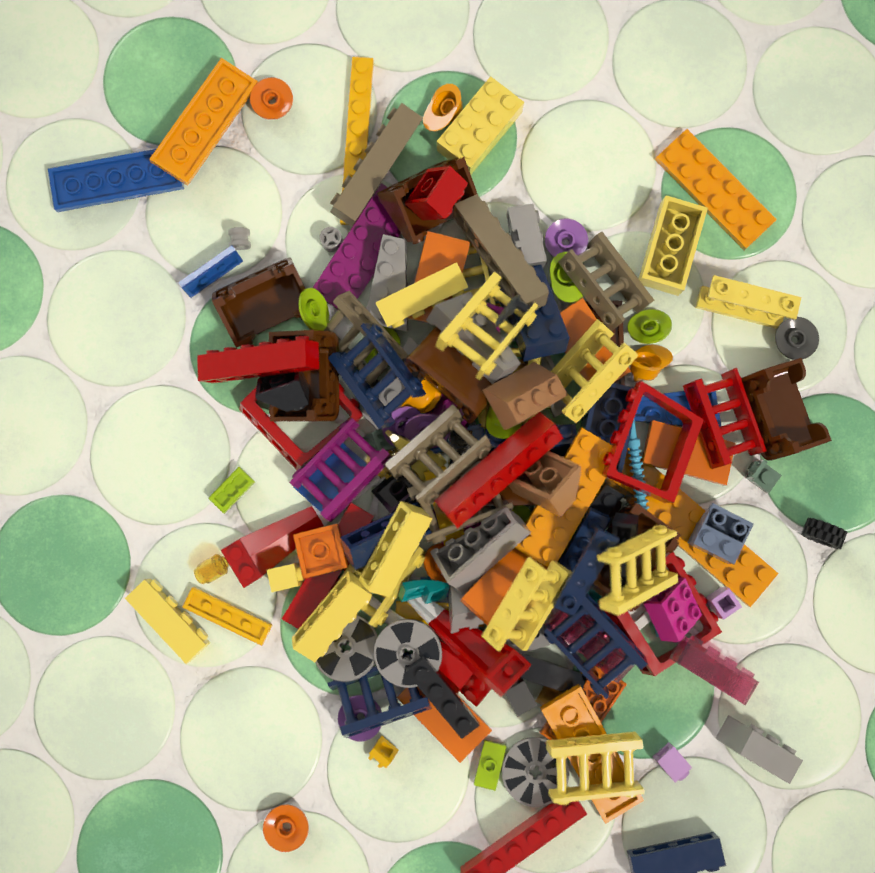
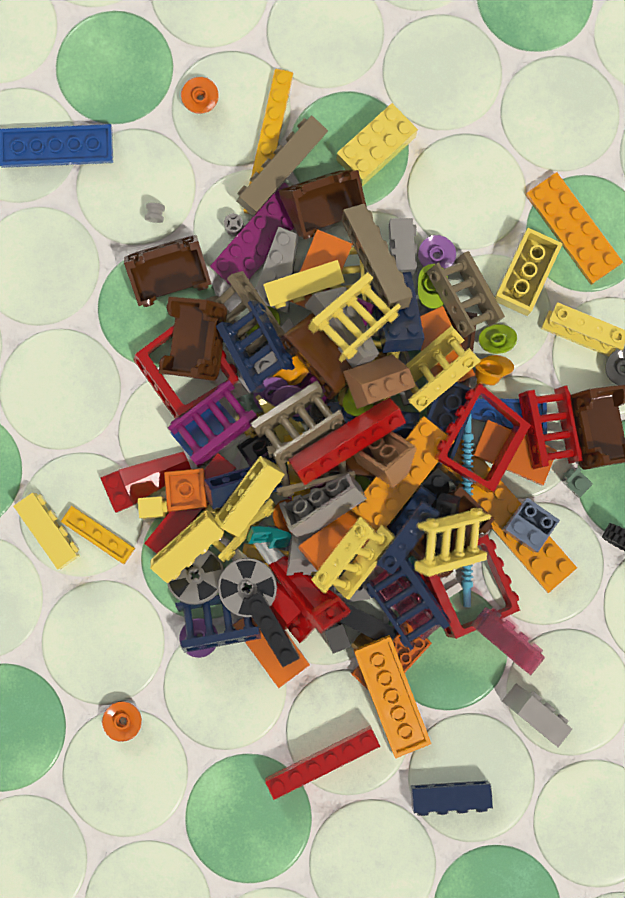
camera: 10 degrees right, 0 degrees up
(203, 122) = (138, 107): light orange plate -> none
(210, 271) = (126, 237): blue tile -> none
(211, 569) = (90, 492): clear yellow brick -> none
(231, 490) = (117, 427): lime plate -> none
(258, 361) = (156, 319): red brick -> none
(284, 391) = (175, 347): black slope -> none
(313, 309) = (210, 282): lime dish -> none
(383, 752) = (214, 670): yellow tile -> none
(436, 193) = (329, 198): red brick -> none
(443, 108) = (347, 124): light orange piece -> none
(489, 765) = (304, 694): lime plate -> none
(515, 303) = (381, 301): black bar -> none
(519, 780) = (350, 719): light grey piece -> none
(583, 747) = (384, 689): light yellow fence -> none
(672, 762) = (461, 715): lavender brick -> none
(673, 611) = (480, 584): dark pink brick -> none
(723, 602) = (524, 585): lavender brick -> none

